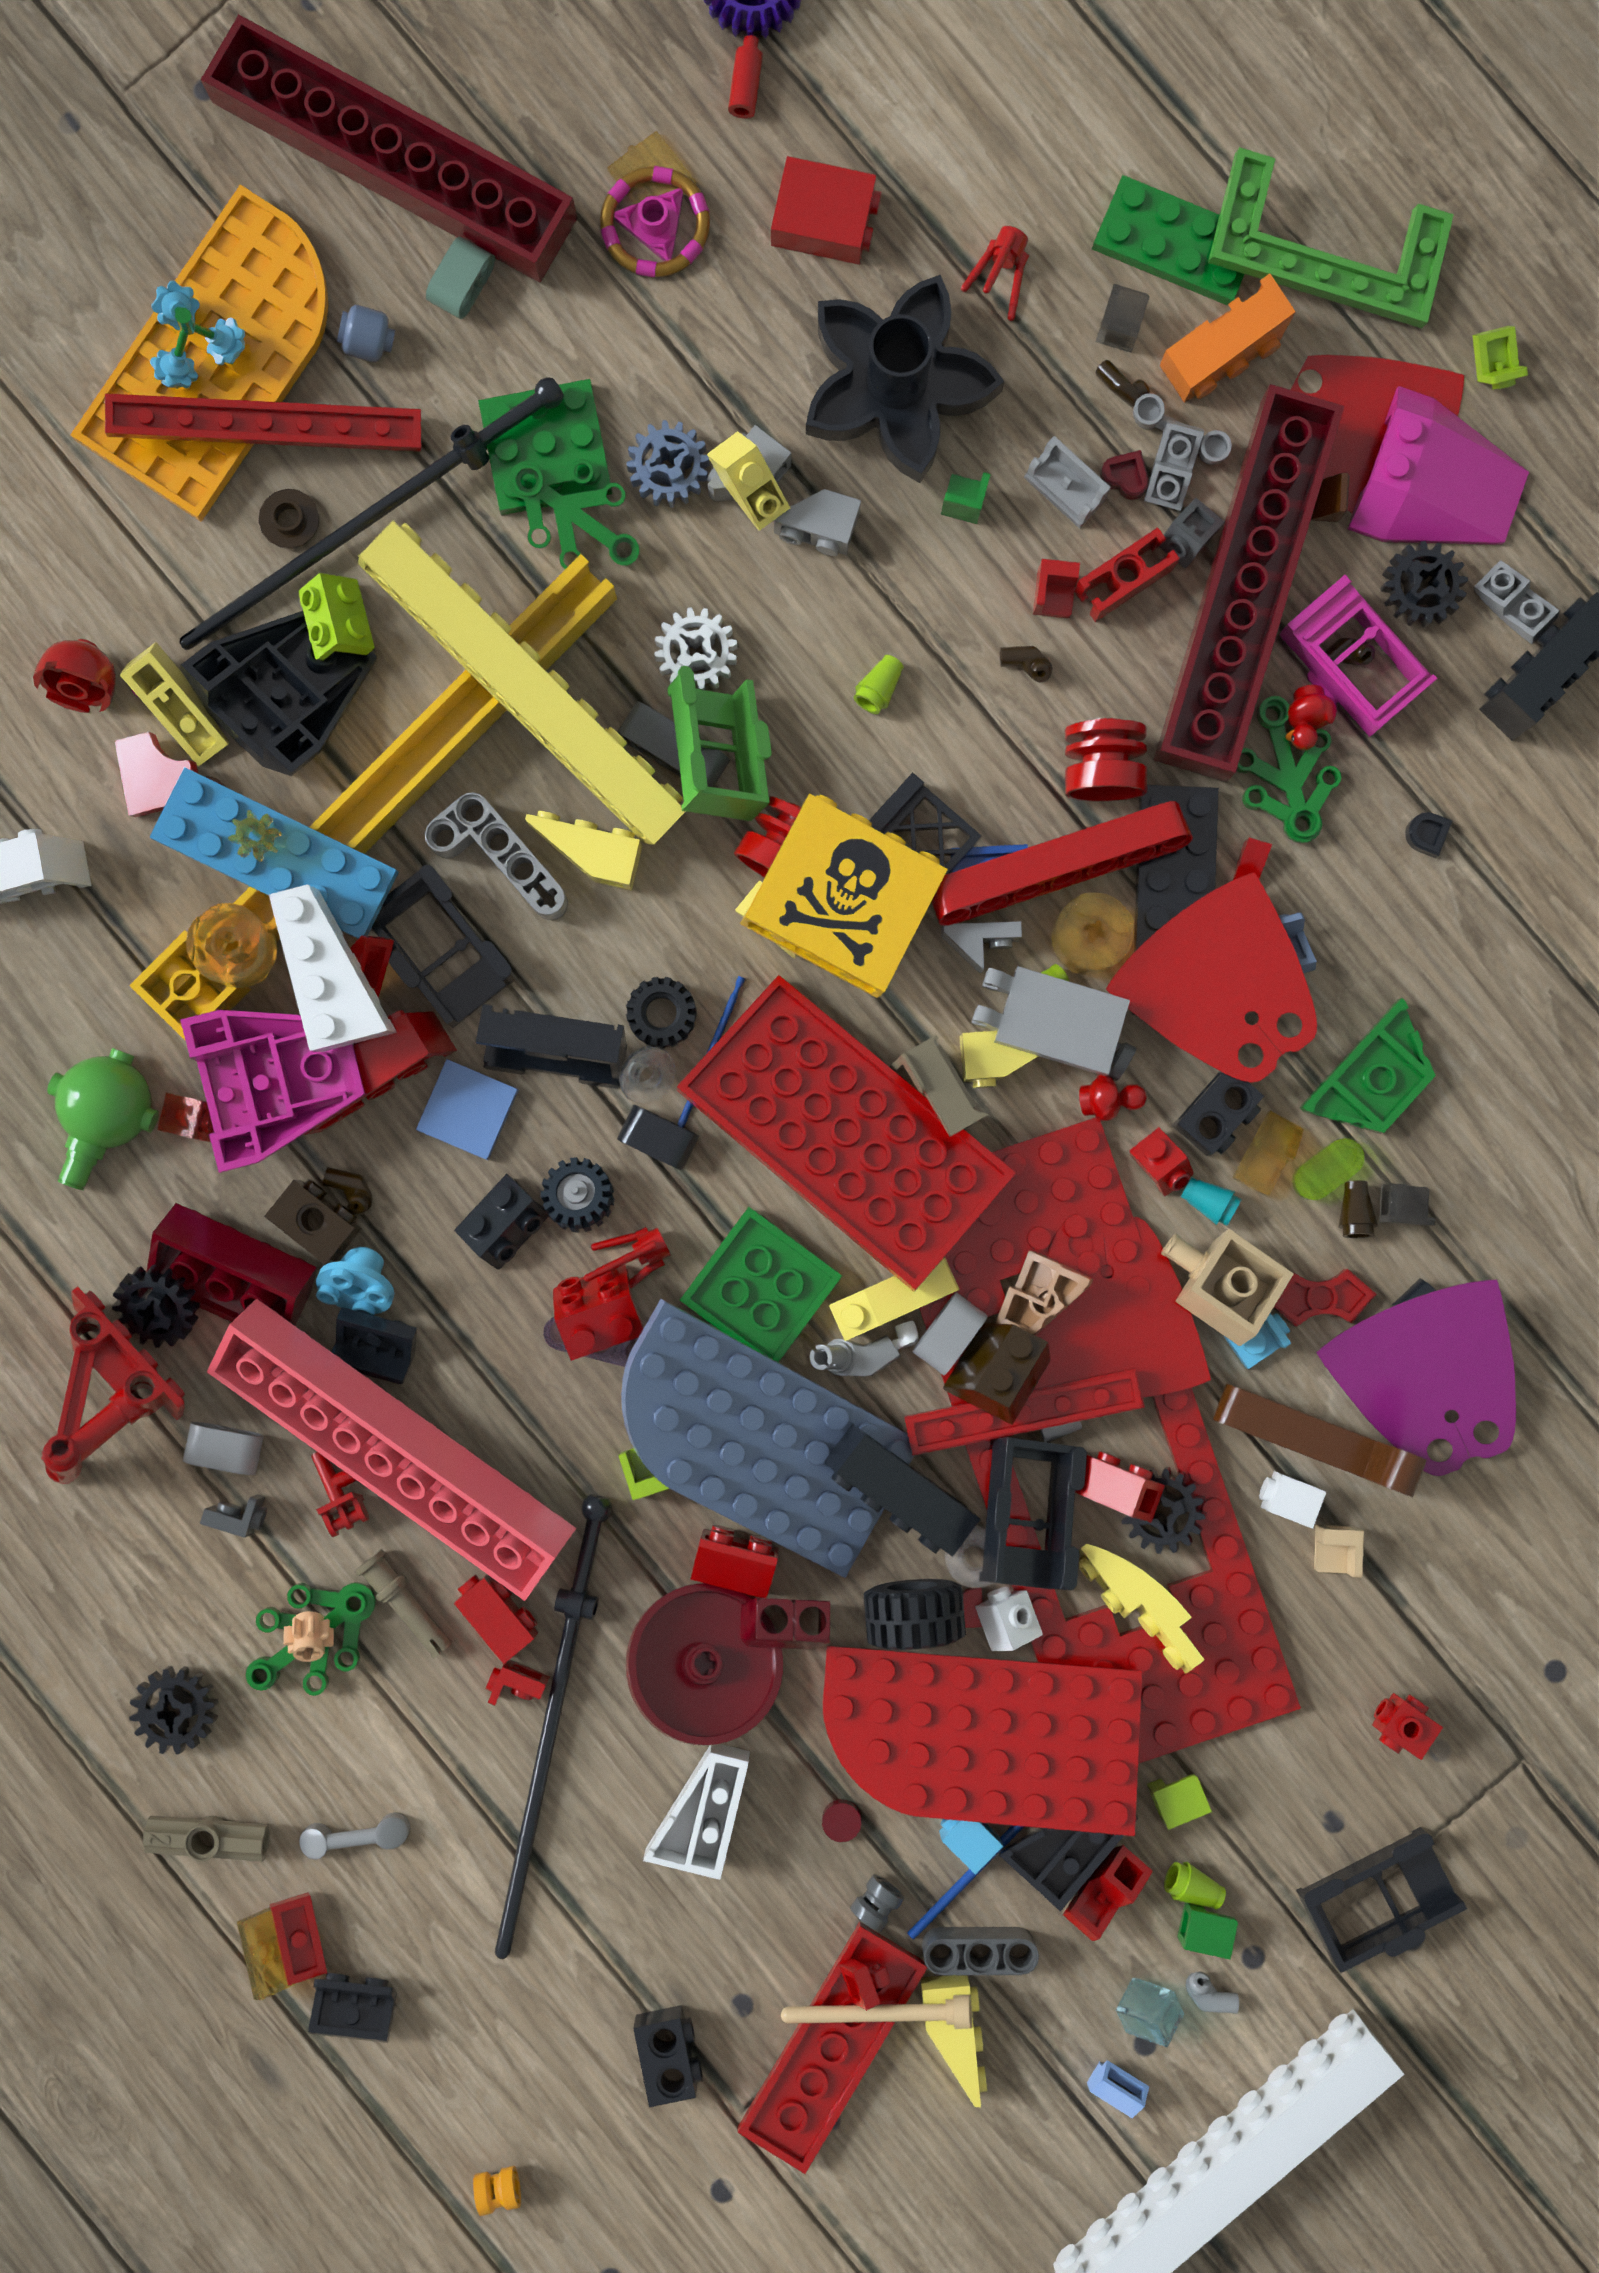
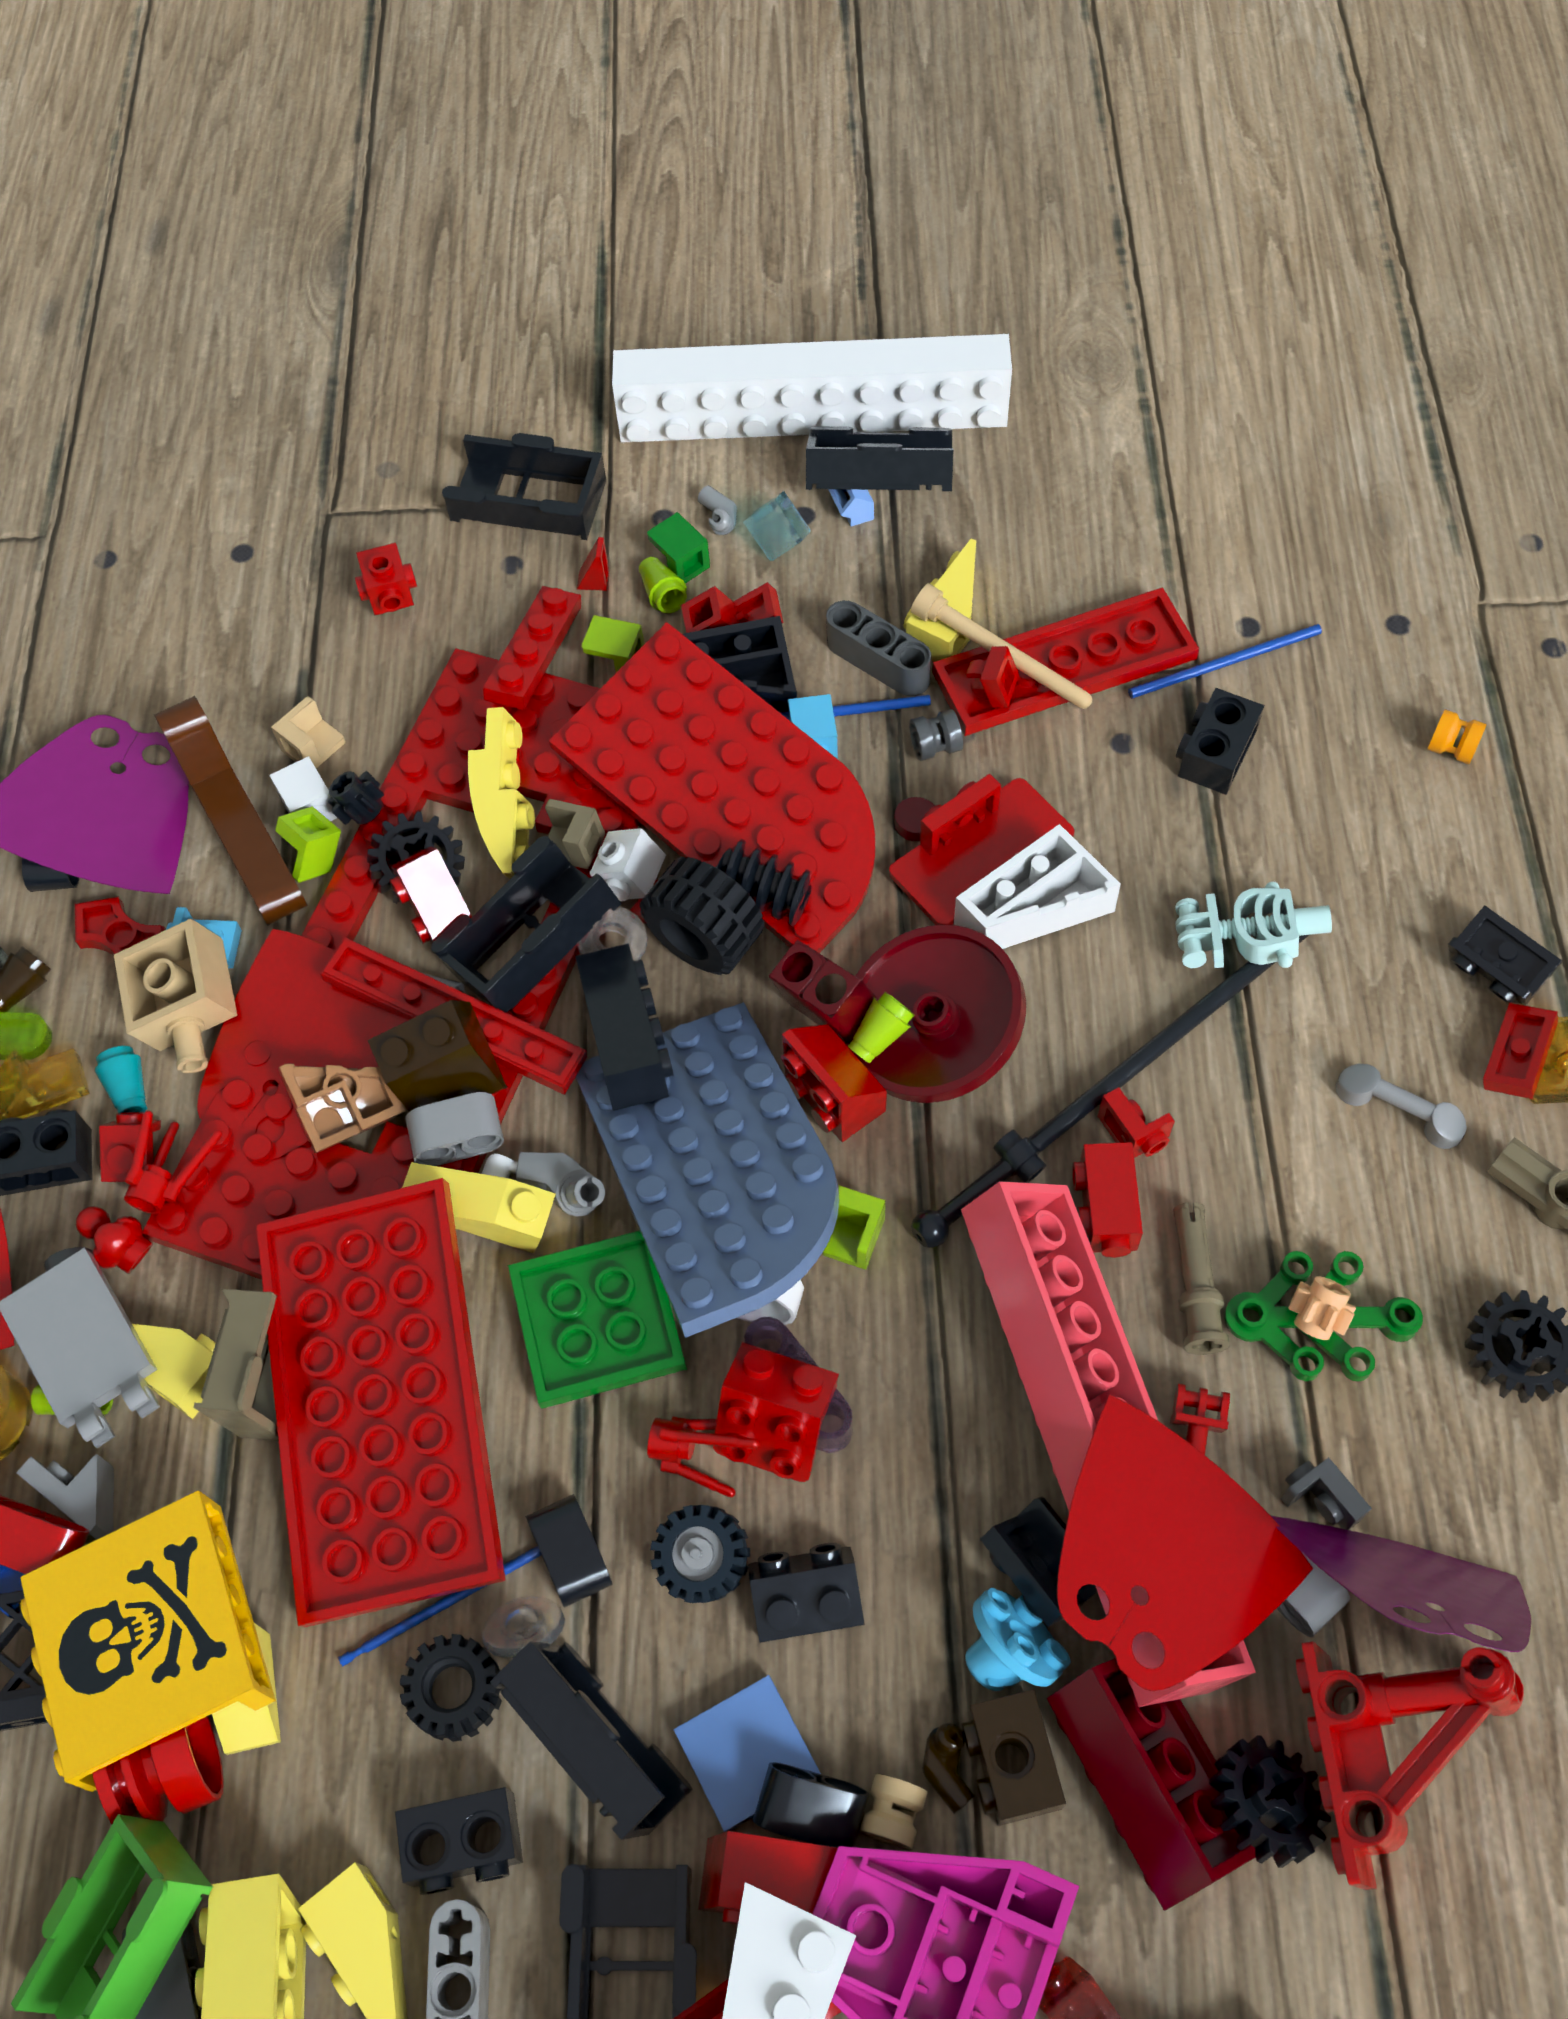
camera: 135 degrees left, 25 degrees down
(155, 1490) = (1407, 1576): none -> magenta piece
(296, 1414) = (1184, 1531): none -> red piece
(360, 1140) = (892, 1825): none -> tan wheel
(405, 1107) = (810, 1806): none -> black beam
(510, 1926) = (1205, 931): none -> light aqua torso
(596, 948) = (458, 1824): none -> black brick
(716, 2142) = (1224, 661): none -> blue axle
(728, 1623) = (880, 1027): none -> lime cone
(774, 1827) = (970, 840): none -> red bracket
(890, 1673) = (768, 883): none -> black piece
(1064, 1611) = (575, 831): none -> dark tan panel
(1114, 1146) = (151, 1185): none -> red plant
(1114, 2145) = (879, 460): none -> black piece
(1238, 1751) = (532, 648): none -> red plate
(1245, 1521) = (355, 797): none -> black gear
(1249, 1466) = (314, 840): none -> lime panel
(1259, 1860) = (595, 569): none -> red piece

